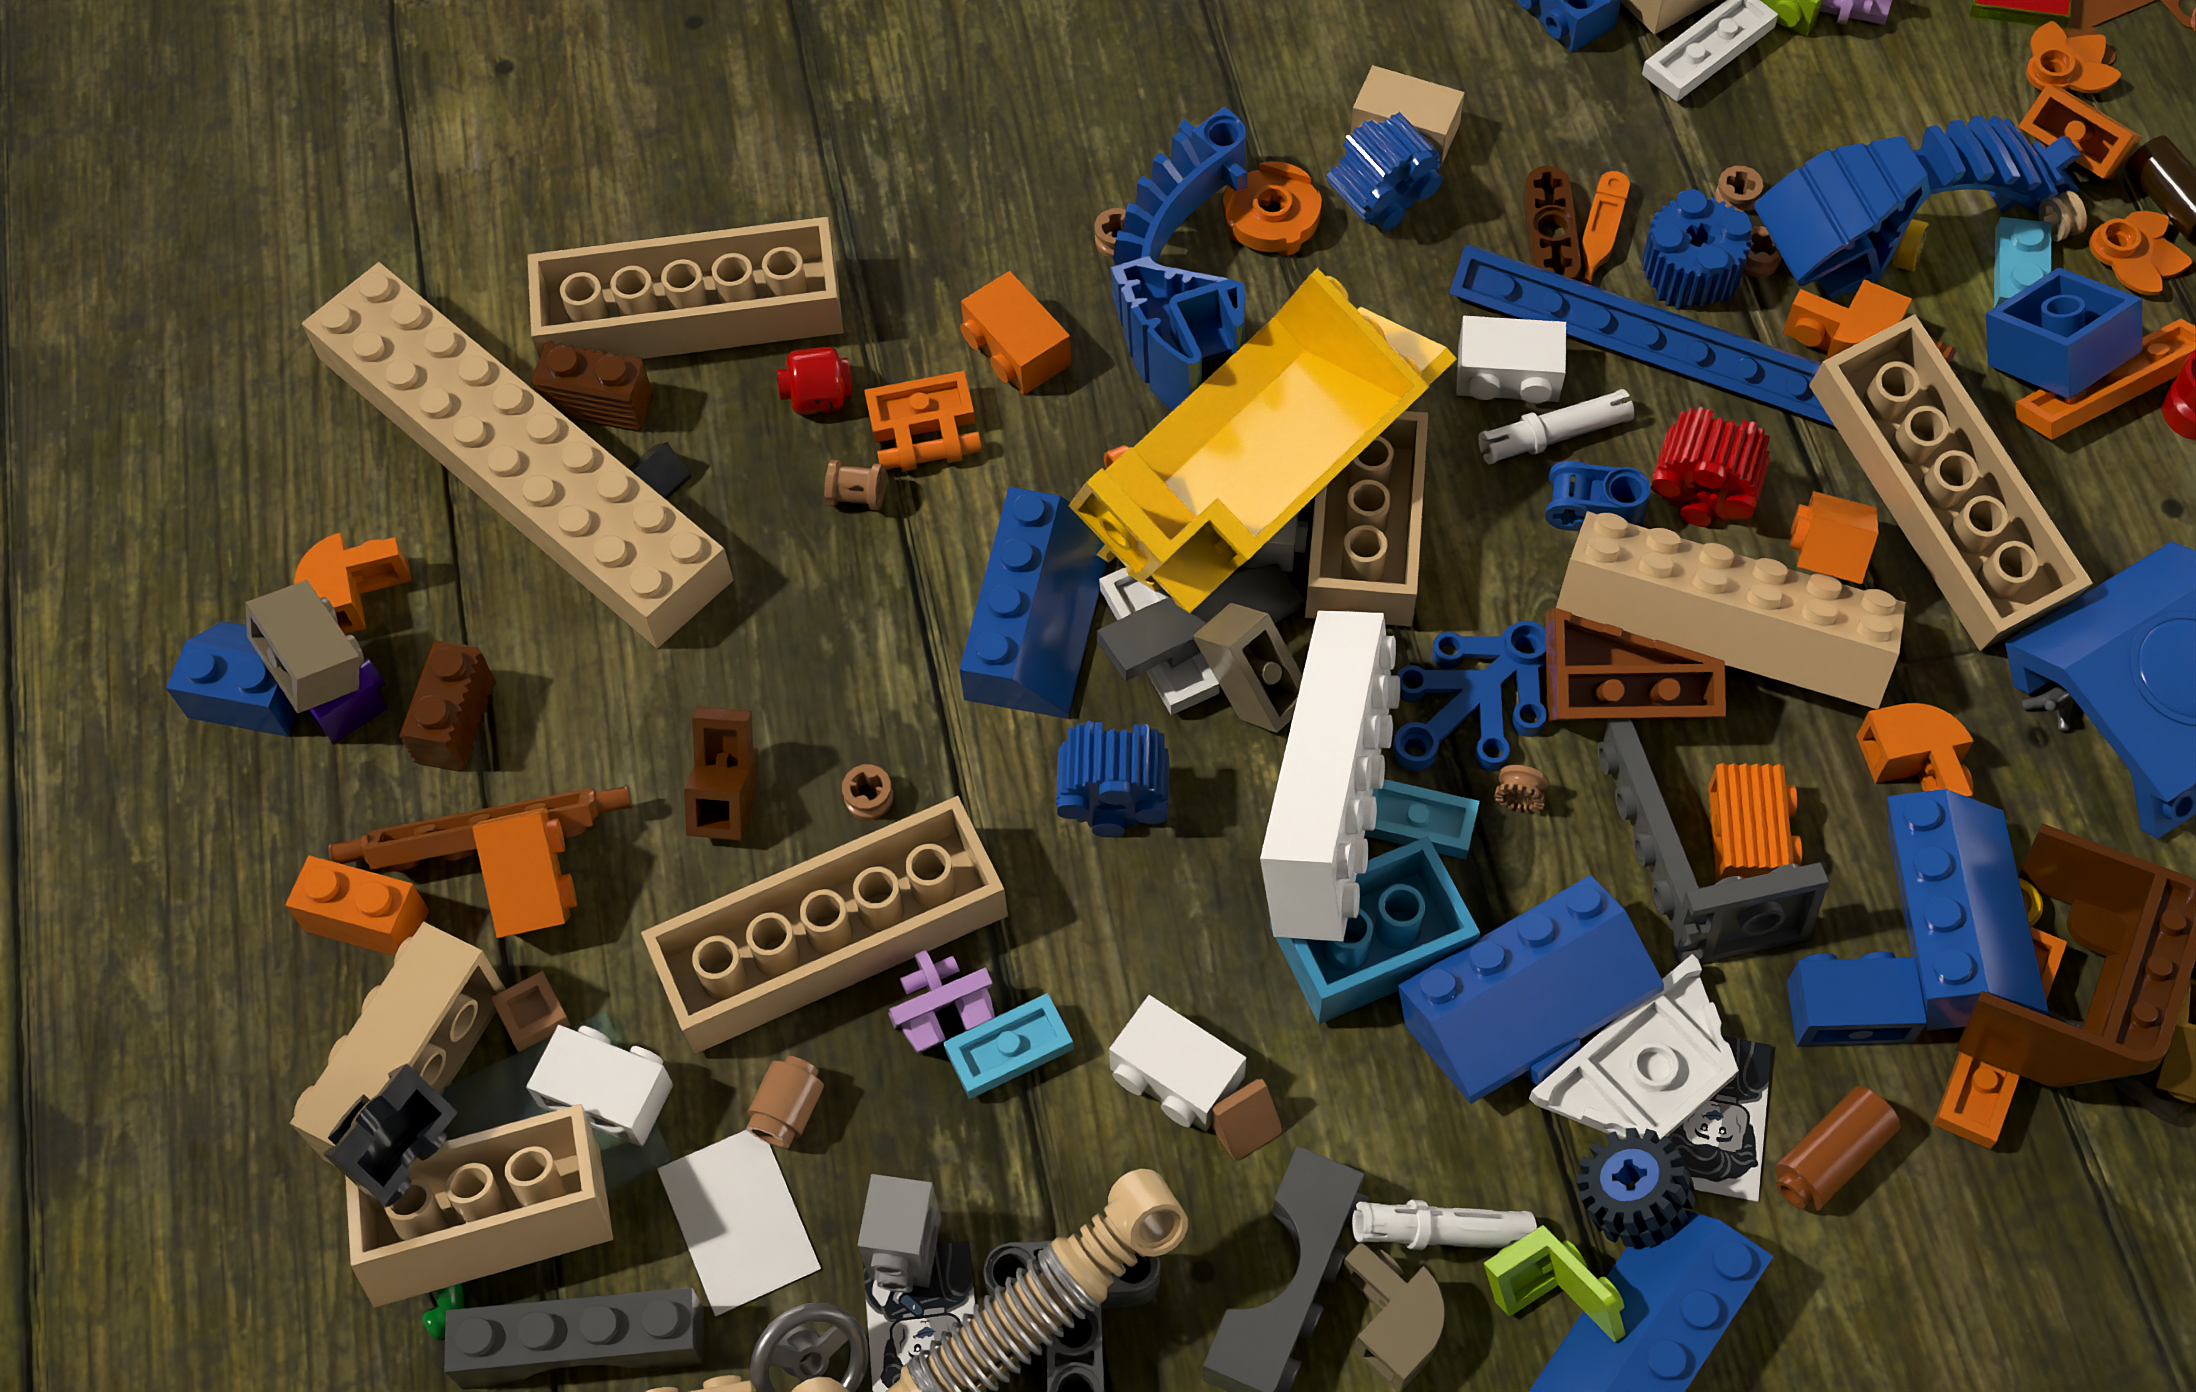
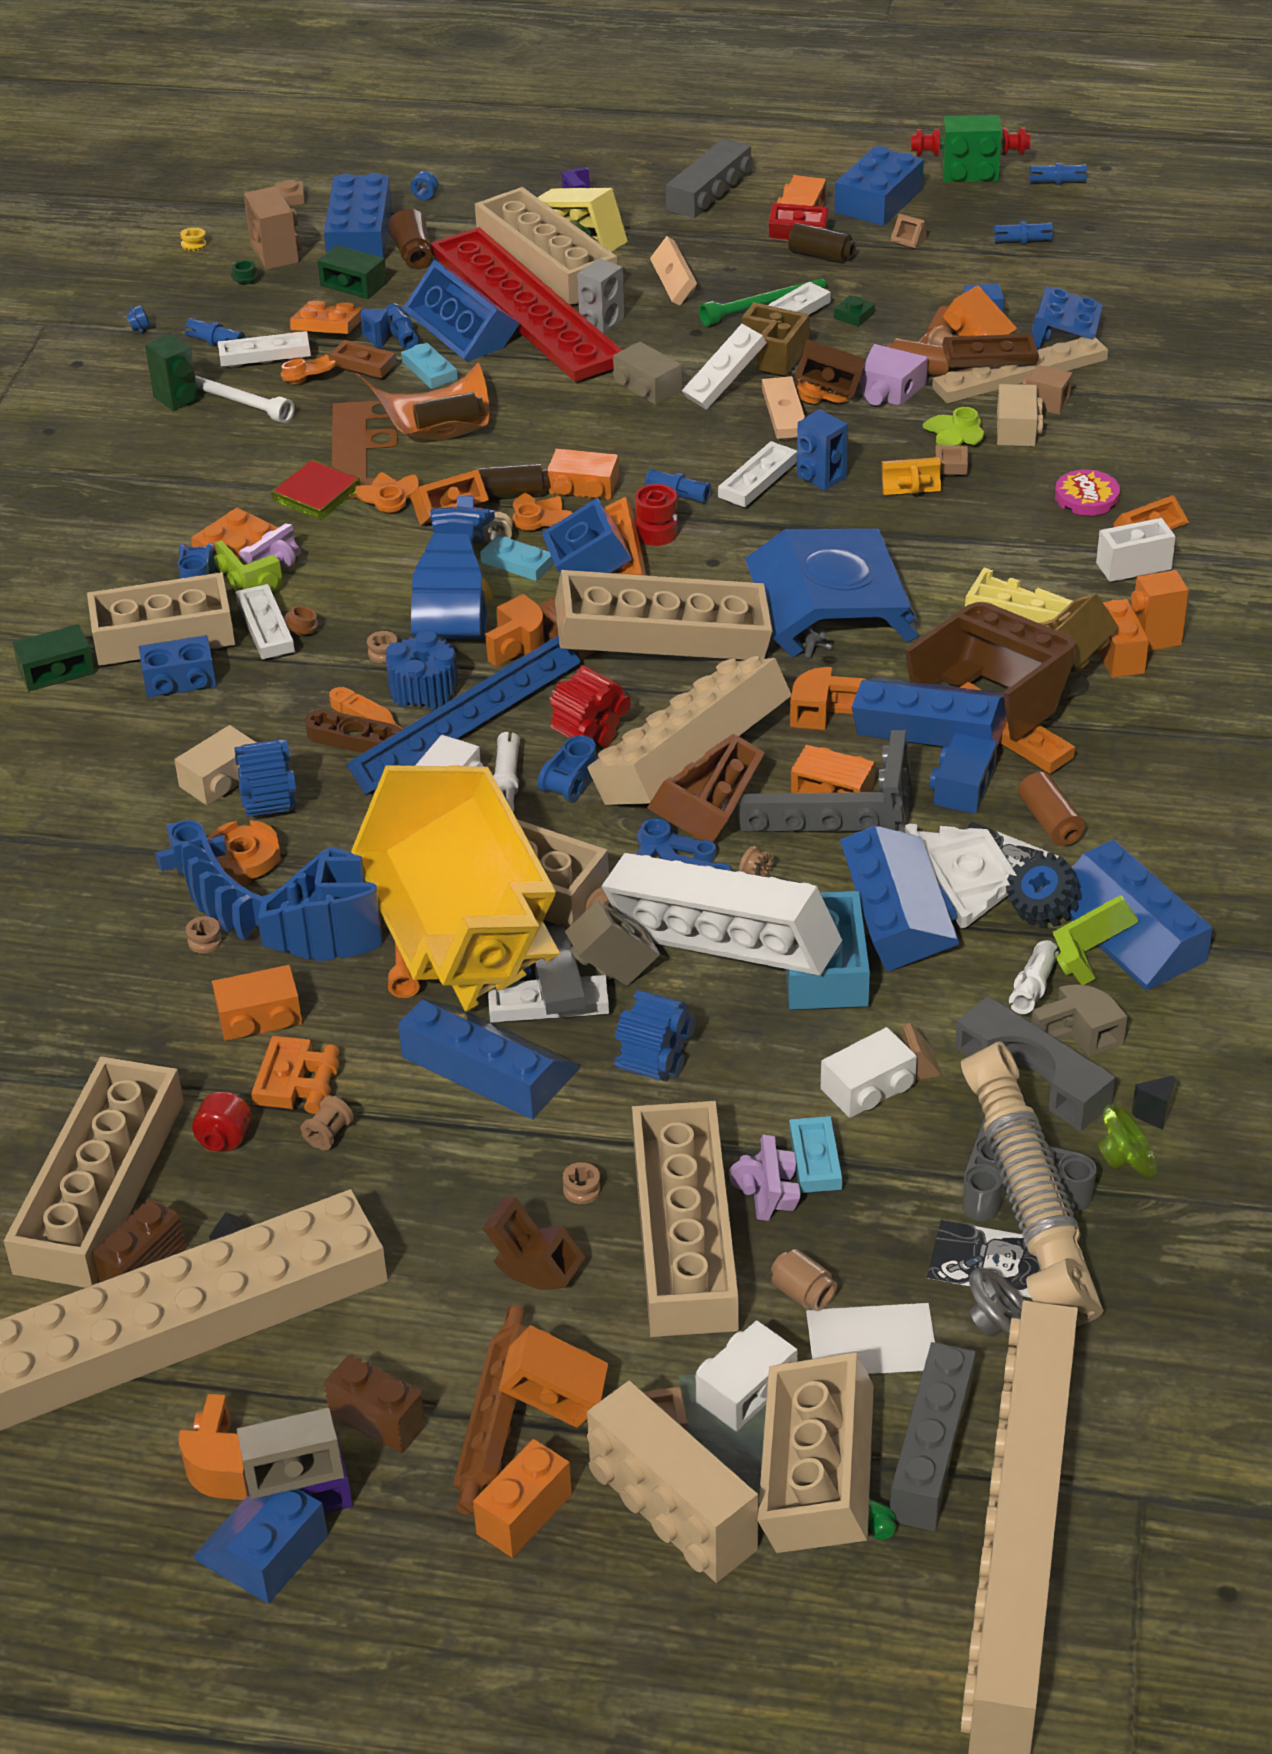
camera: 70 degrees left, 20 degrees down
(385, 1134) = (754, 1458): black cylinder -> none
(899, 1232) = (936, 1224): light grey brick -> none
(1733, 82) = (301, 620): none -> dark orange plate
(1834, 536) = (668, 673): orange brick -> none

